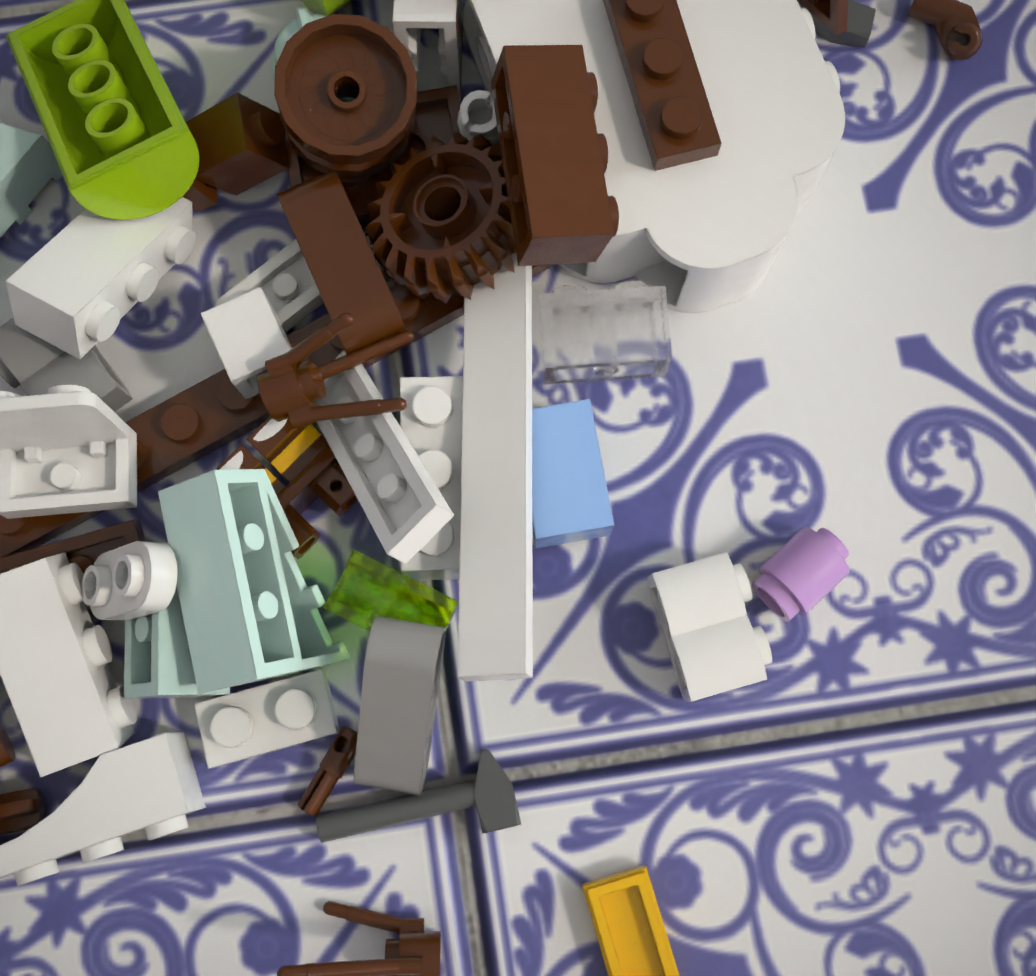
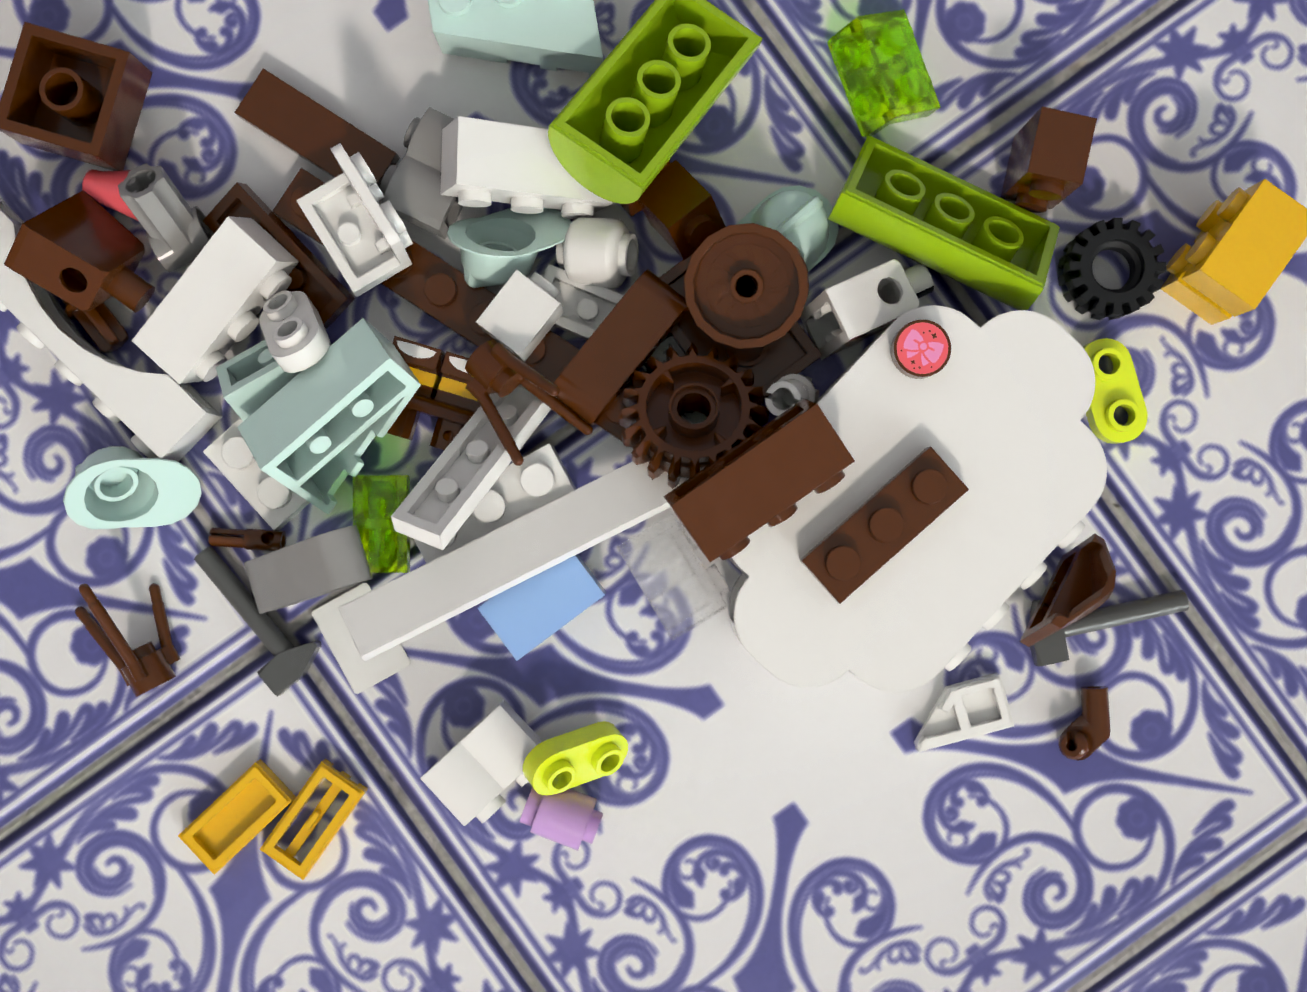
camera: 65 degrees right, 10 degrees up
(172, 336) = (505, 242): none -> light aqua piece
(205, 870) = (125, 490): none -> light aqua piece
(231, 246) = (598, 252): none -> white head
(505, 707) = (358, 672): none -> white sticker
(706, 908) = (339, 781): none -> yellow tile
(748, 523) = (575, 758): none -> neon yellow plate
(882, 129) = (966, 712): none -> white tile

